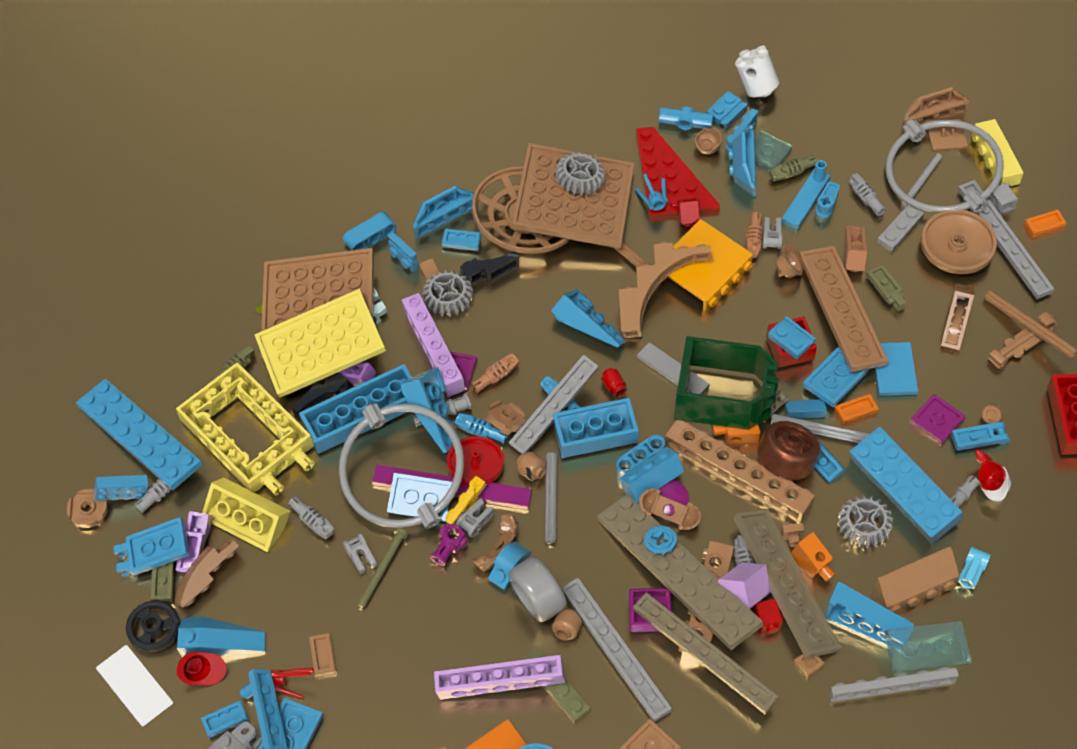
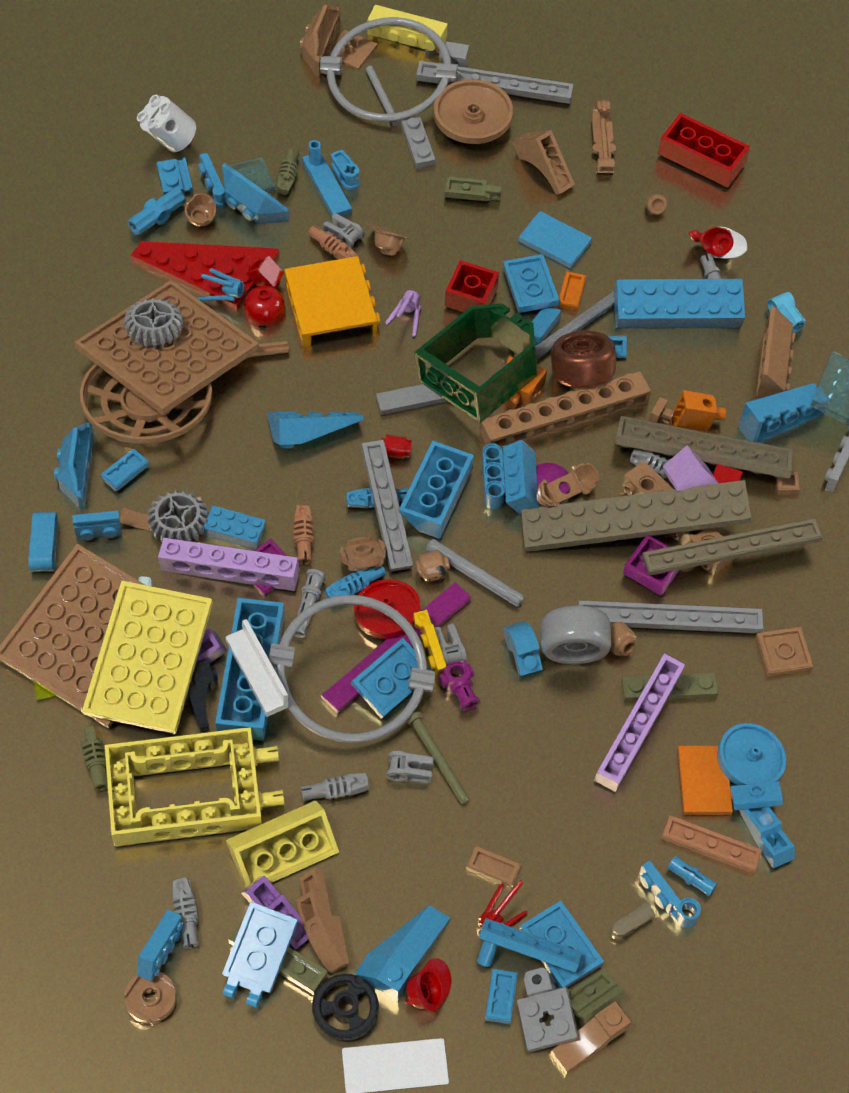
camera: 60 degrees left, 0 degrees up
(139, 434) = (101, 893): dark azure plate -> none
(352, 410) = (258, 670): none -> white panel
(427, 392) = (290, 598): dark azure wedge -> none
(468, 330) = (234, 527): none -> dark azure piece
(489, 269) = (181, 468): black slope -> none
(508, 531) = (486, 626): medium nougat piece -> none
(655, 534) = (603, 500): dark azure gear -> none
(663, 227) = (264, 306): none -> red cylinder
(667, 260) = (325, 373): medium nougat arch -> none
(746, 312) = (408, 304): none -> lavender plant
(791, 337) = (475, 282): dark azure plate -> none
(843, 309) = (468, 231): medium nougat plate -> none
(855, 248) = (414, 183): nougat slope -> none
(867, 194) = (365, 140): light grey hinge -> none
(867, 511) = (688, 355): light grey gear -> none
(937, 419) = (627, 243): magenta tile -> none
(980, 436) = (668, 227): dark azure plate -> none
(1031, 324) = (598, 119): medium nougat axle -> none
(1045, 223) = (501, 48): orange tile -> none

